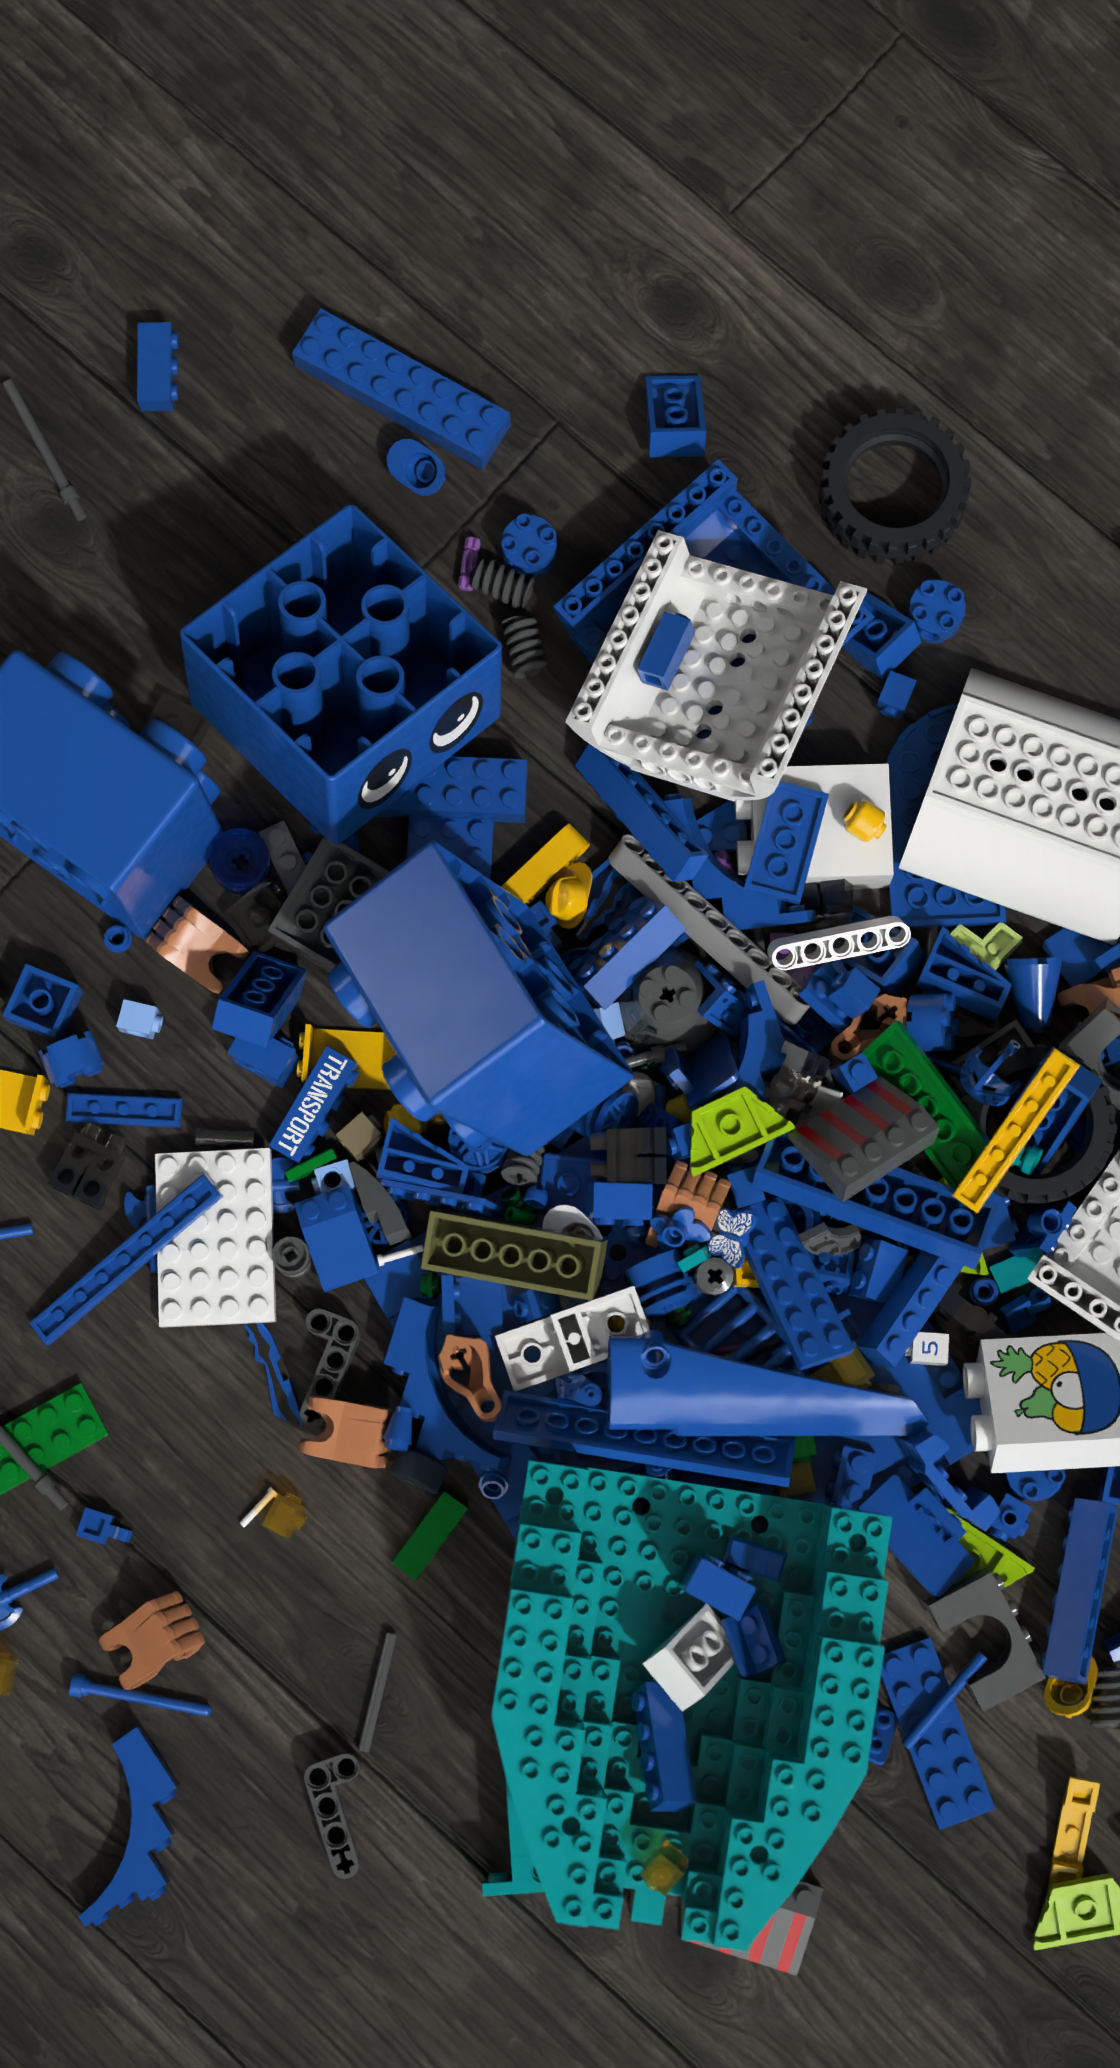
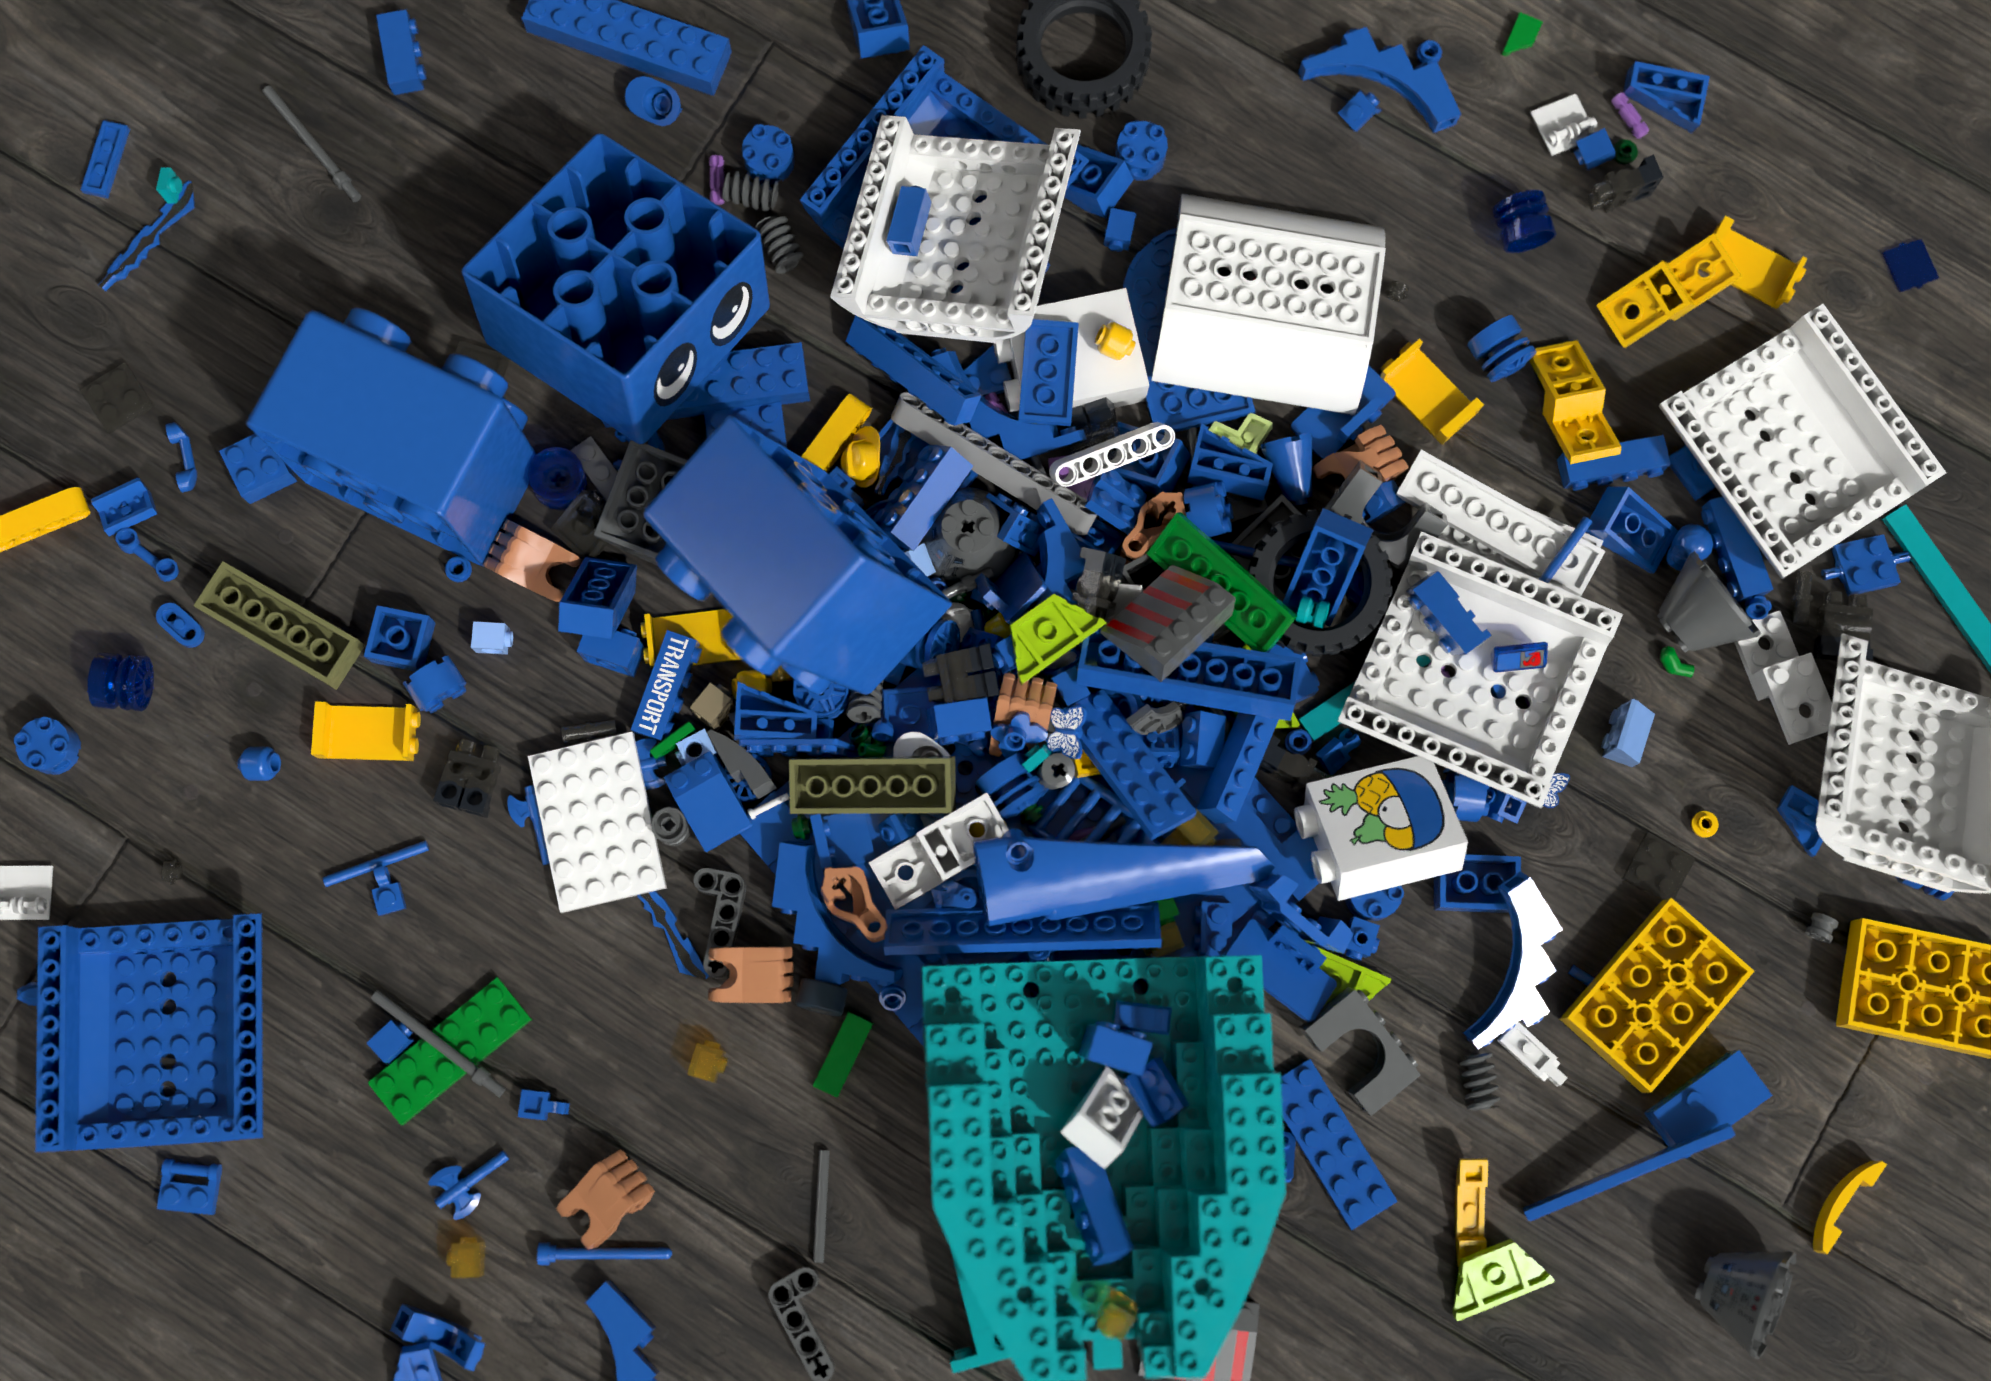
camera: 20 degrees left, 0 degrees up
(124, 1110) = (492, 722): blue tile -> none
(126, 1259) = (518, 857): blue tile -> none
(259, 1506) = (691, 1043): piece -> none
(399, 1430) = (797, 963): blue cone -> none
(853, 992) = (1133, 495): blue brick -> none
(853, 1074) = (1148, 567): blue brick -> none
(929, 1349) = (1261, 801): white brick -> none
(944, 1700) = (1333, 1113): blue bar -> none
(988, 1077) = (1269, 546): blue helmet -> none
(1016, 1130) = (1305, 587): yellow tile -> none
(1043, 1229) = (1341, 676): blue plate -> none
(1069, 1697) = (1443, 1075): yellow piece -> none
(1079, 1591) = (1435, 991): blue brick -> none

